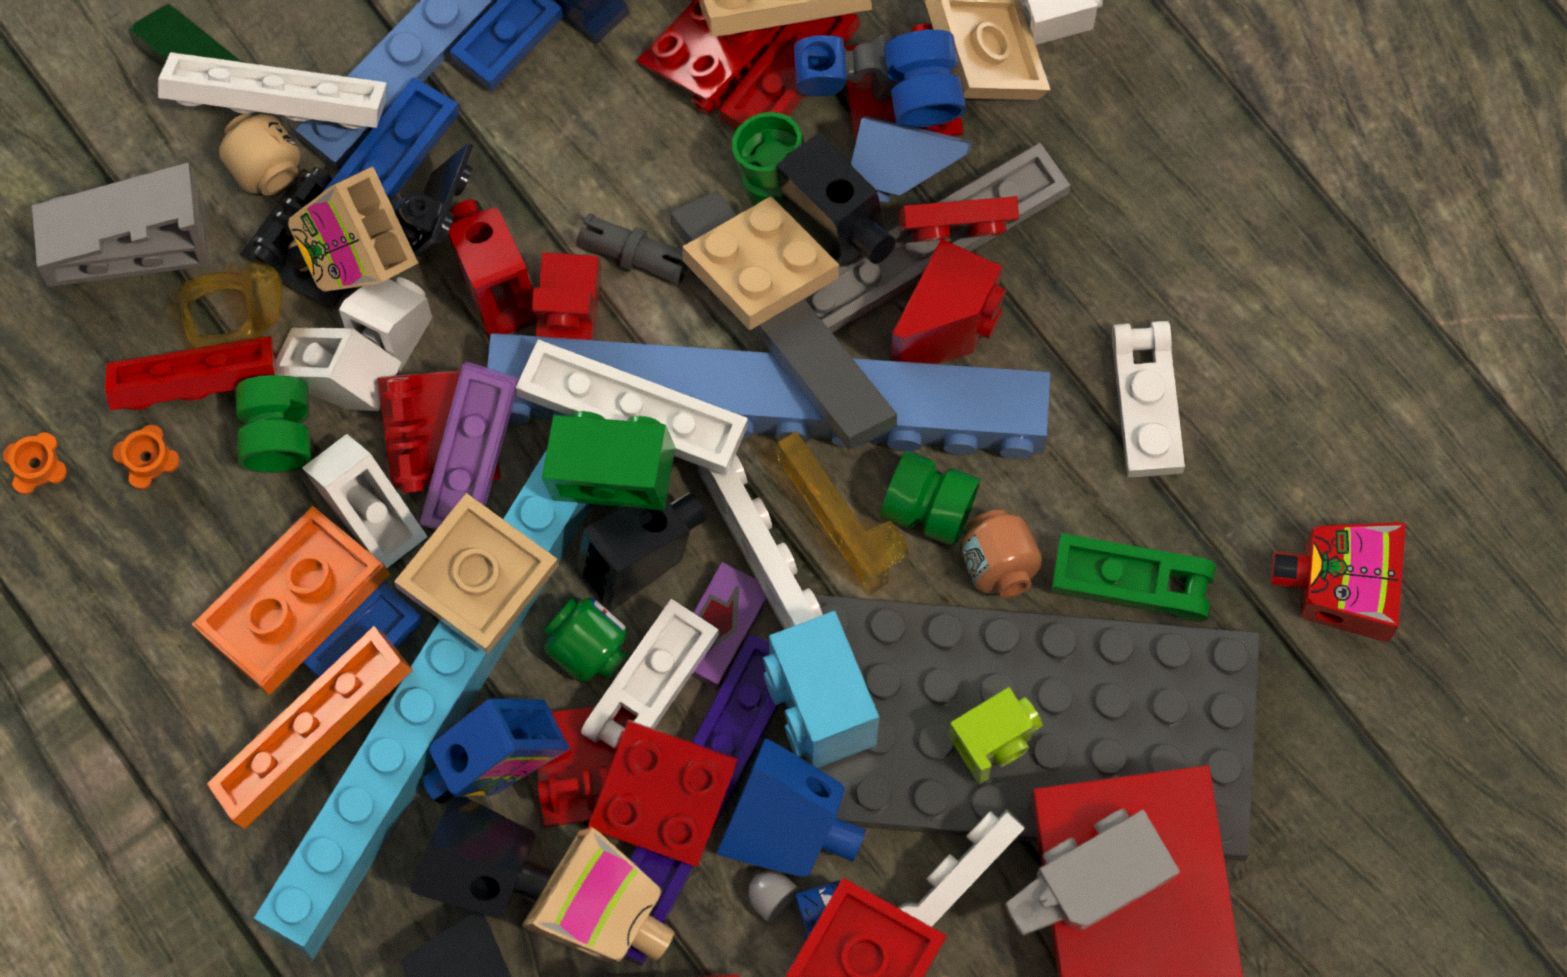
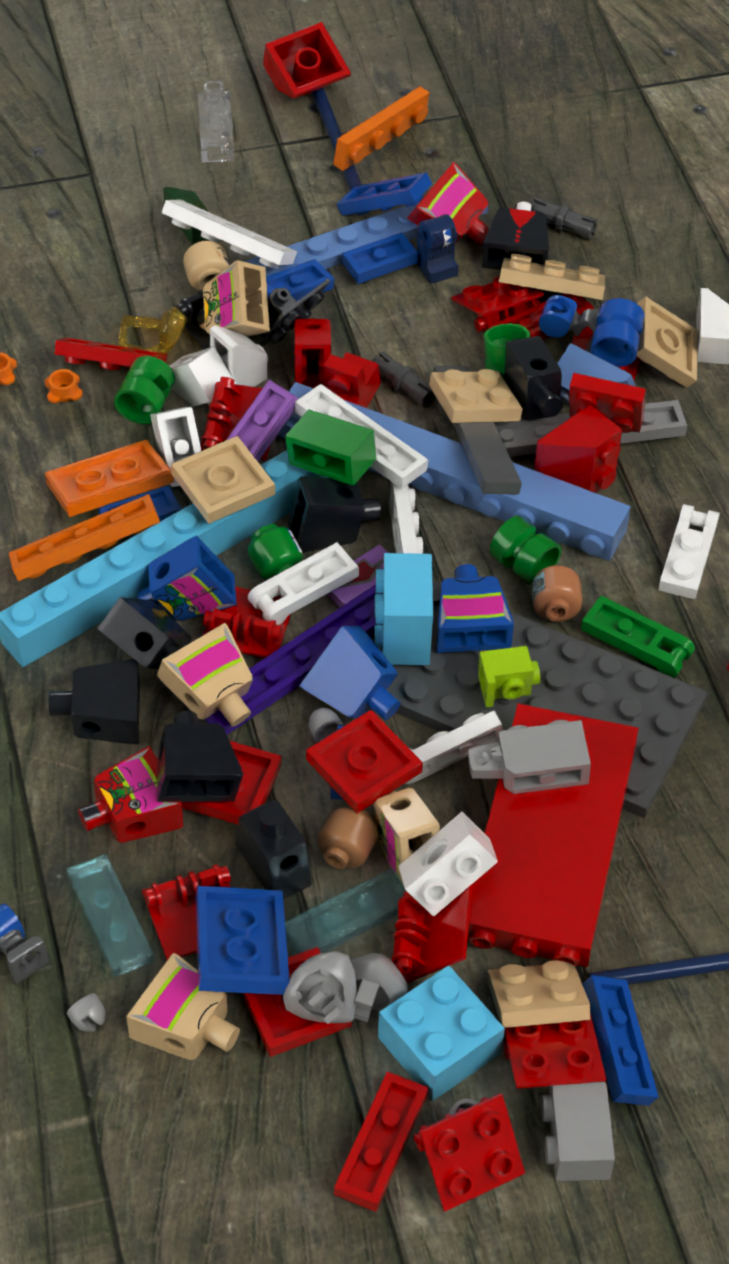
camera: 20 degrees right, 20 degrees down
(123, 229) = (111, 274): light grey wedge -> none
(662, 793) = (281, 634): red hinge -> none
(867, 552) = (461, 538): clear yellow hinge -> none
(906, 645) = (473, 613): none -> blue torso

